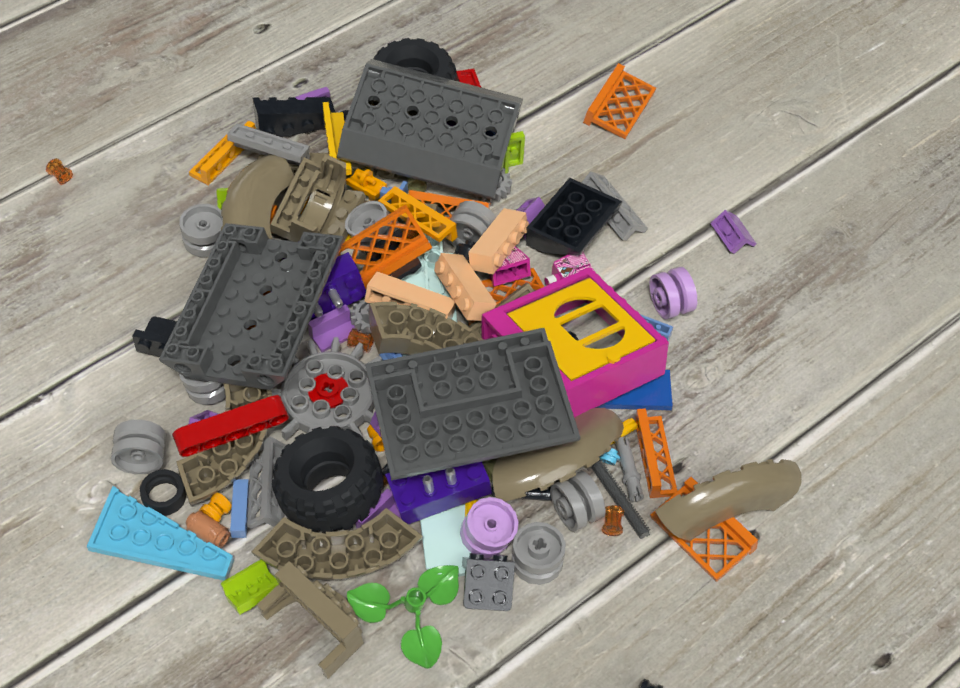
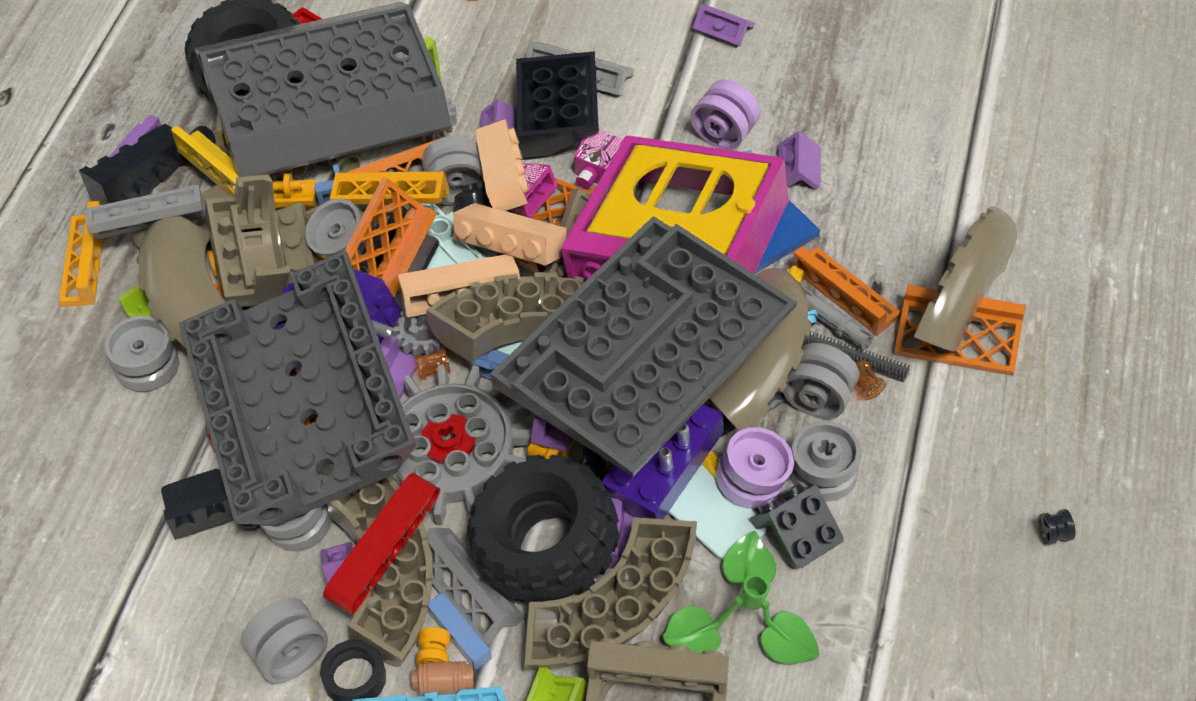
camera: 30 degrees left, 0 degrees up
(700, 354) = (801, 160): none -> medium lavender panel

